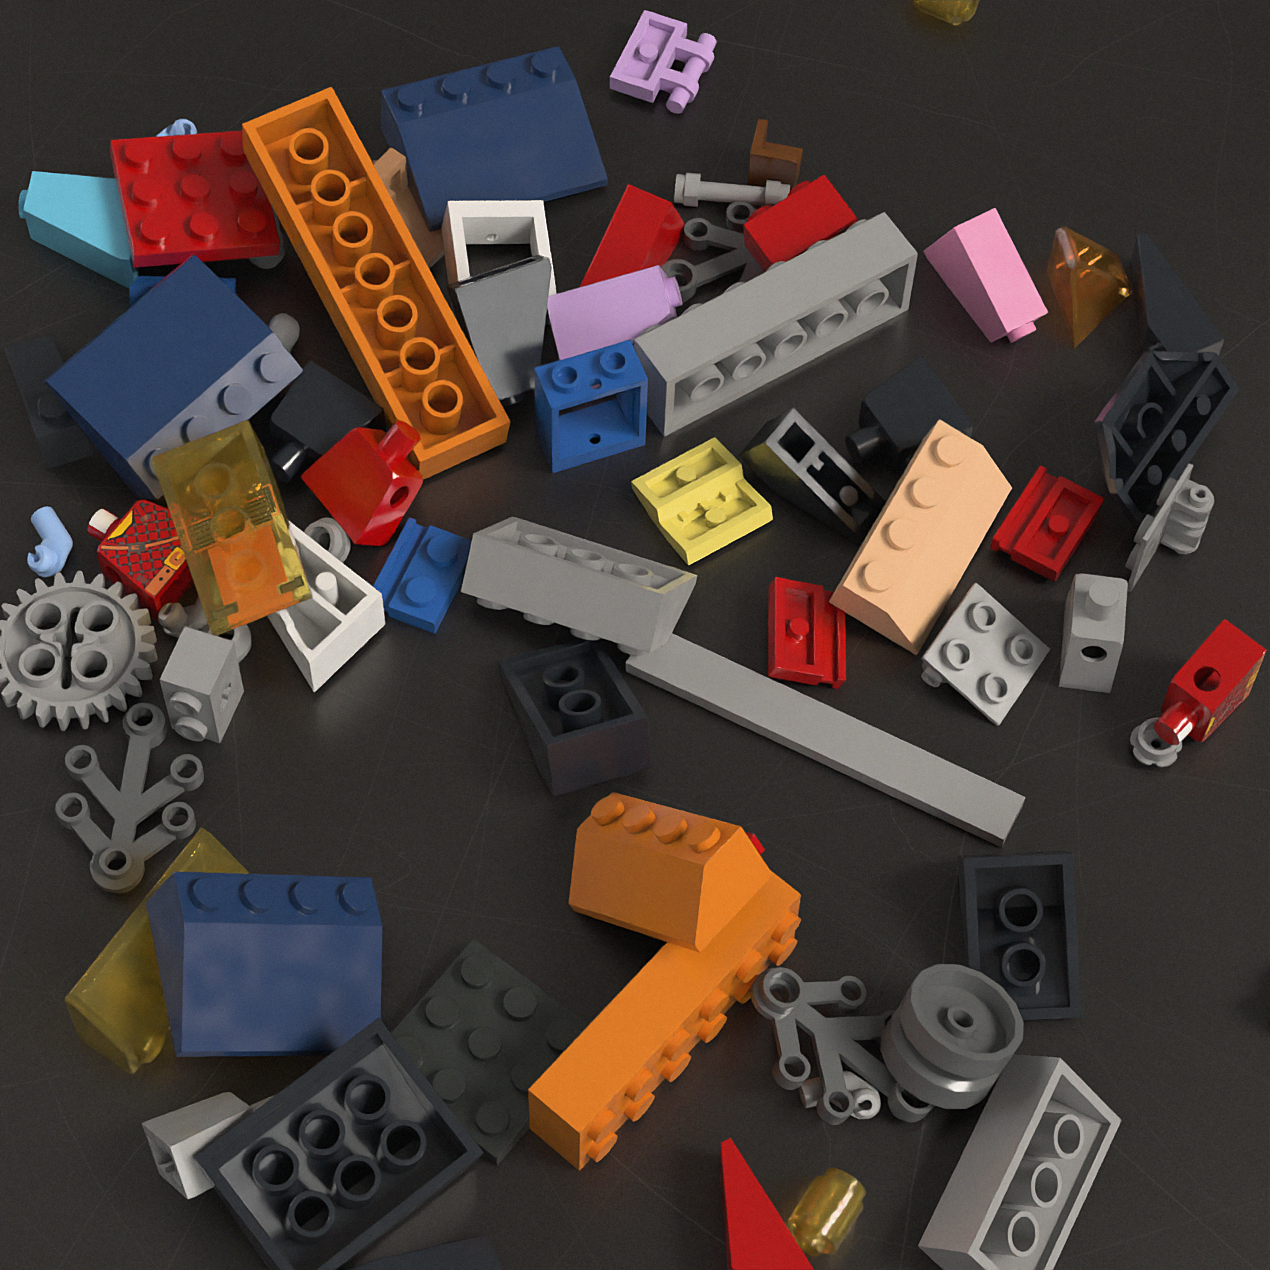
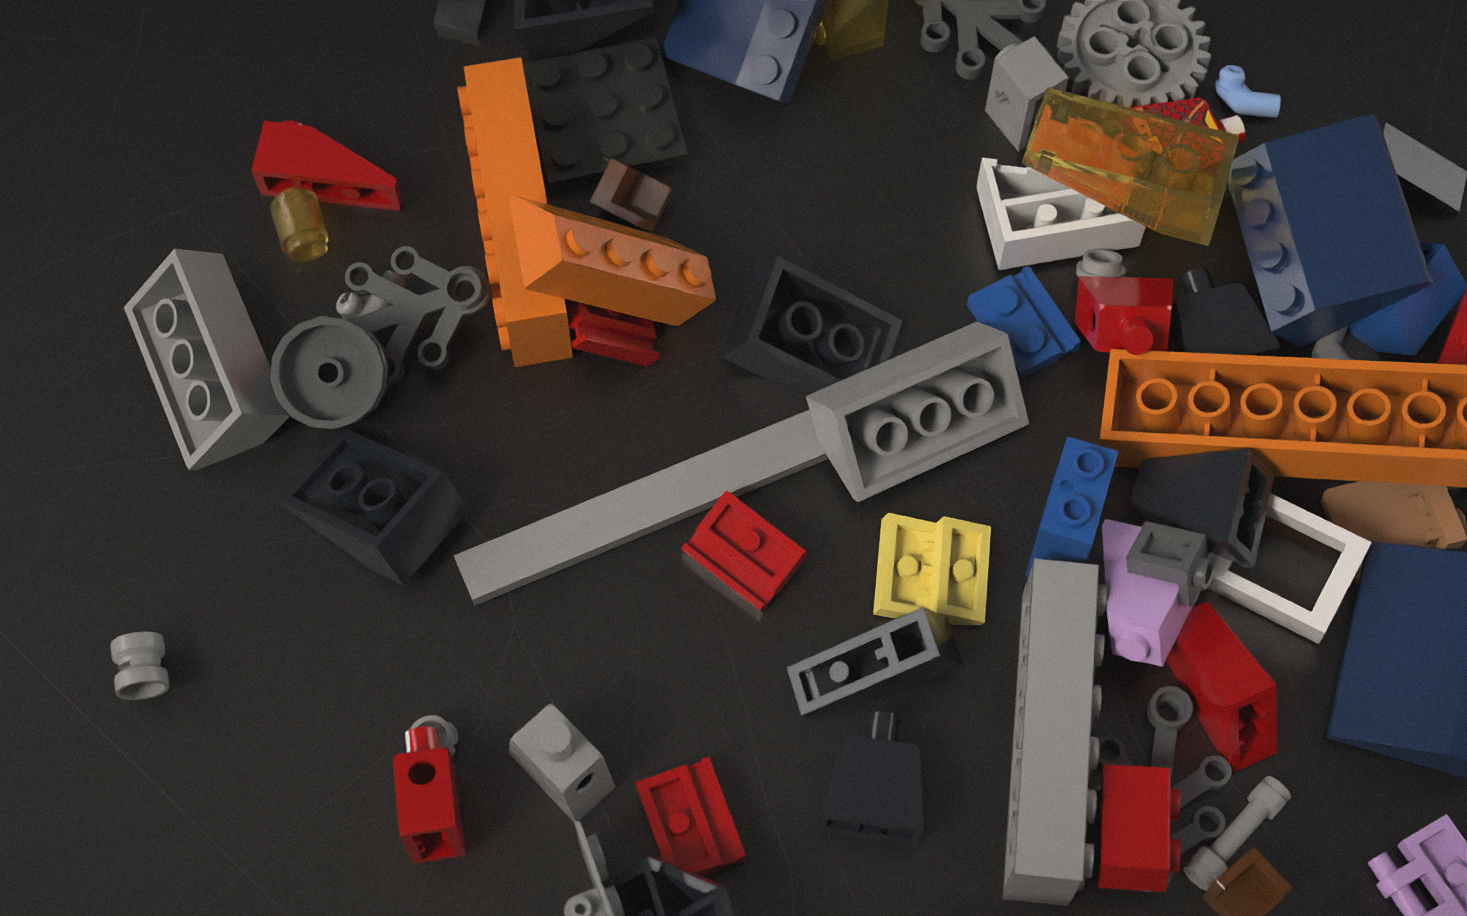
camera: 130 degrees right, 5 degrees up
(563, 948) = (631, 195): none -> reddish brown panel
(586, 298) = (1172, 557): none -> dark grey bracket
(923, 538) = (747, 687): light nougat slope -> none
(984, 654) = (614, 669): light grey hinge -> none

